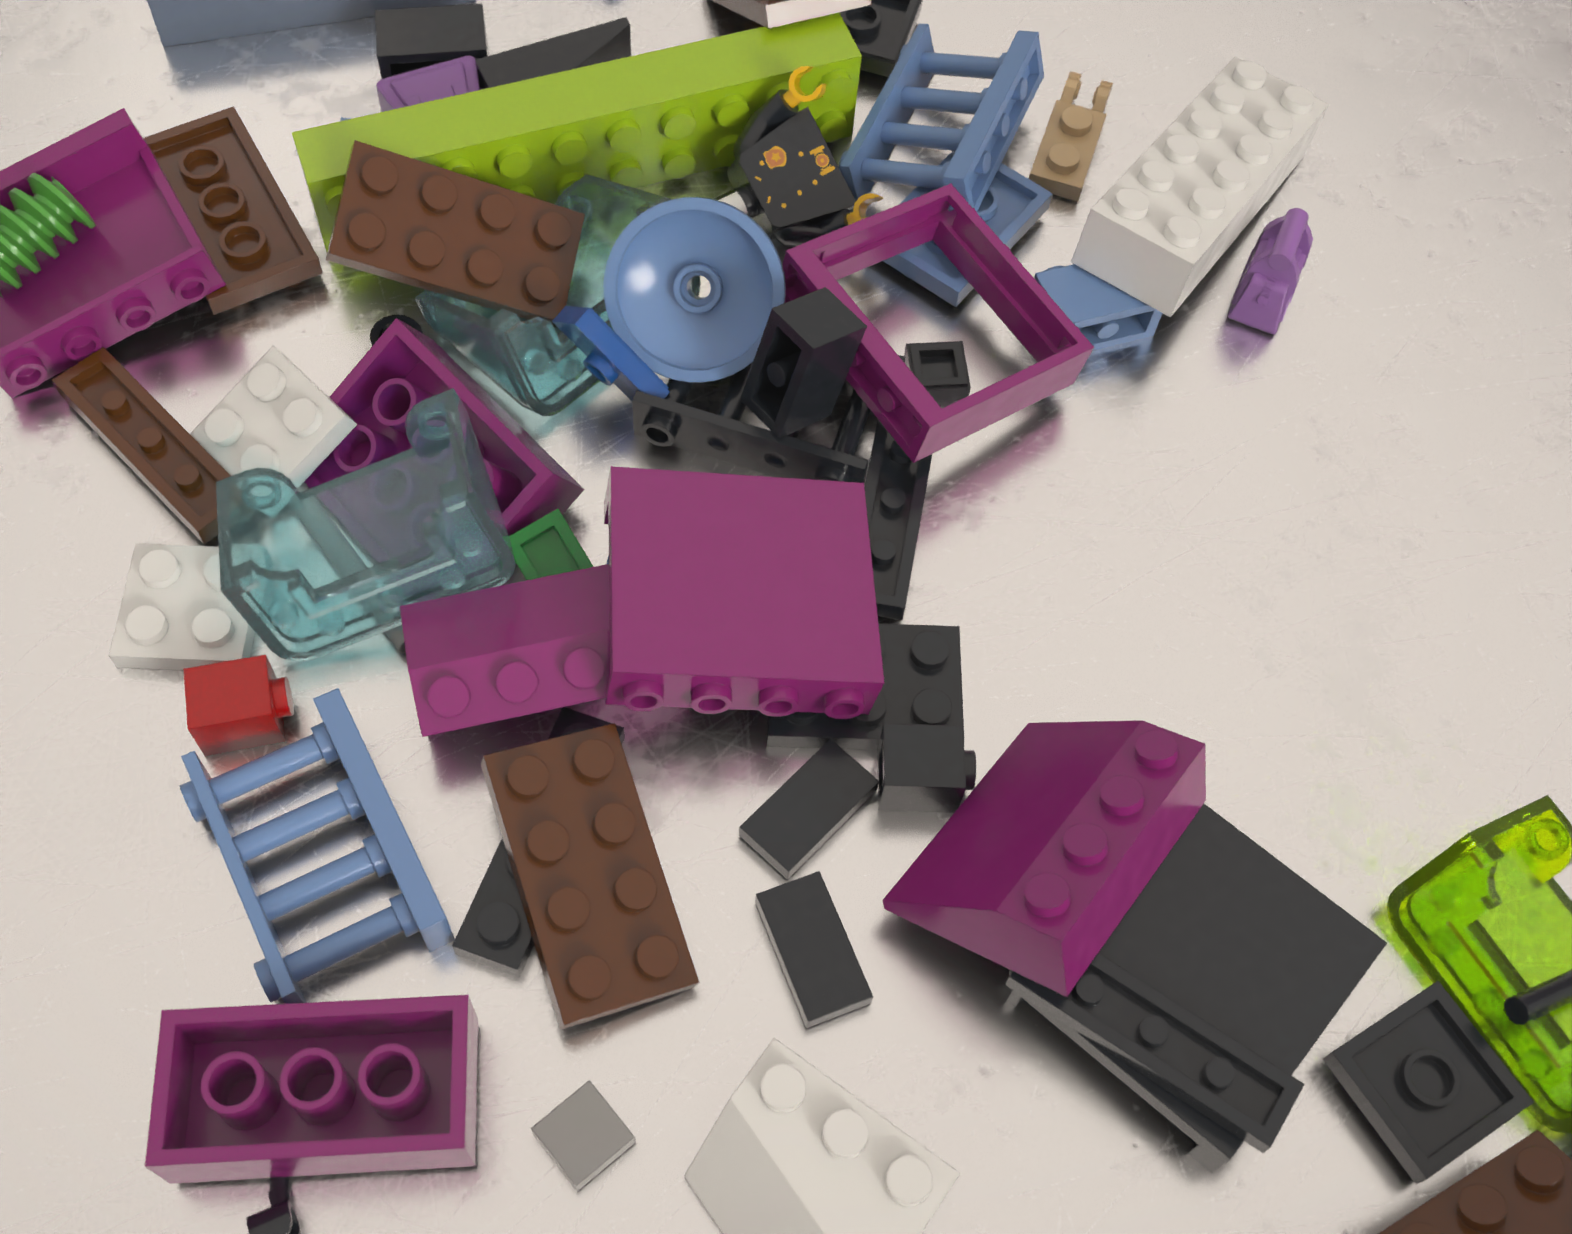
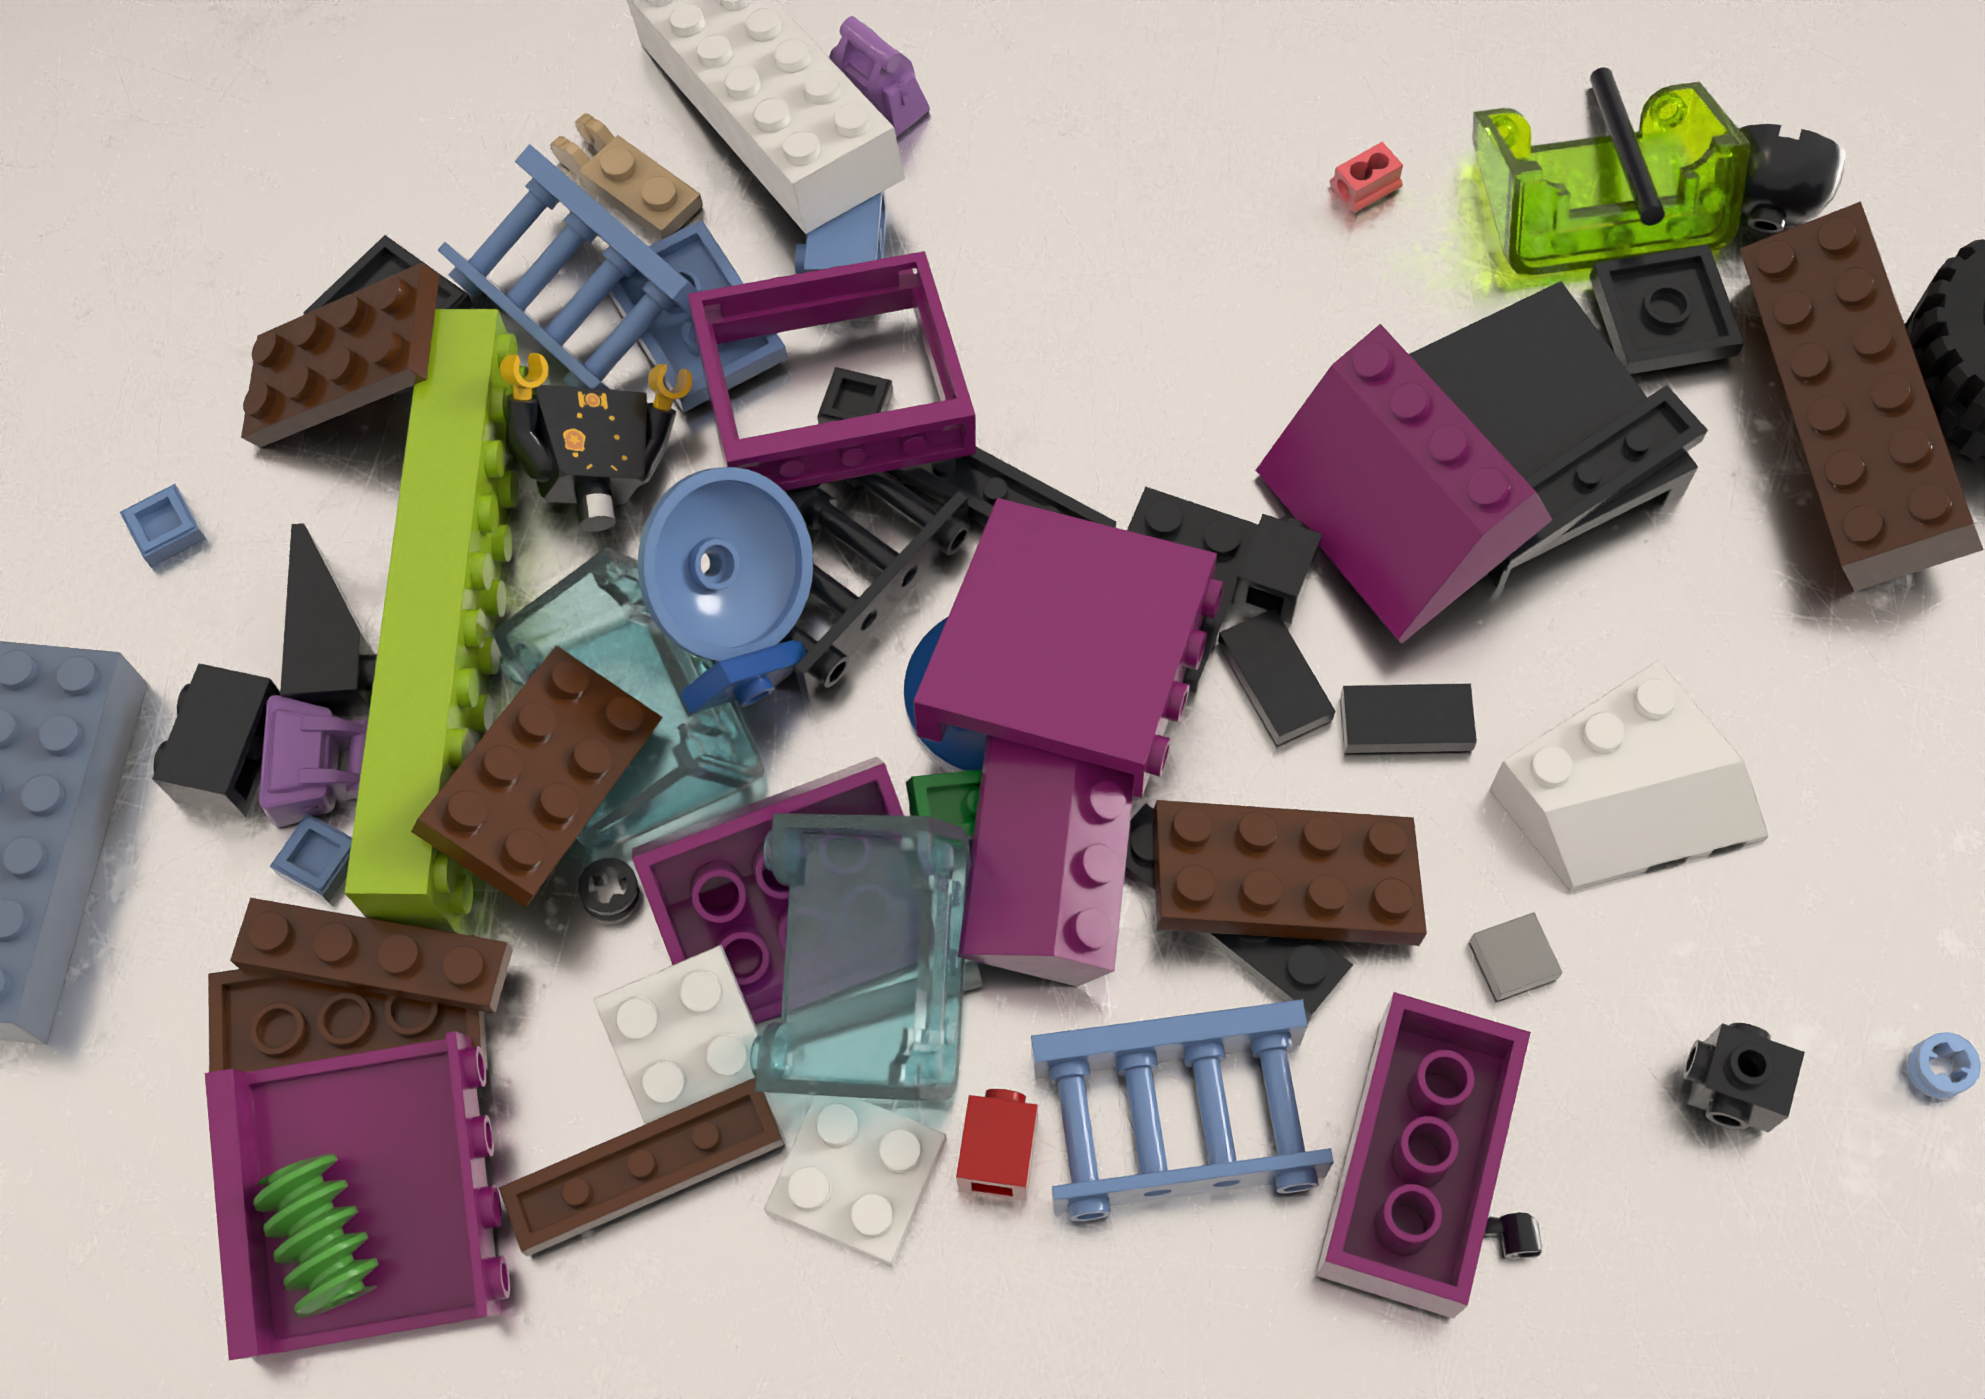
camera: 60 degrees left, 5 degrees up
(274, 199) = (372, 955): none -> reddish brown plate
(802, 361) = (855, 497): black brick -> none
(1418, 727) = (1384, 178): none -> coral piece

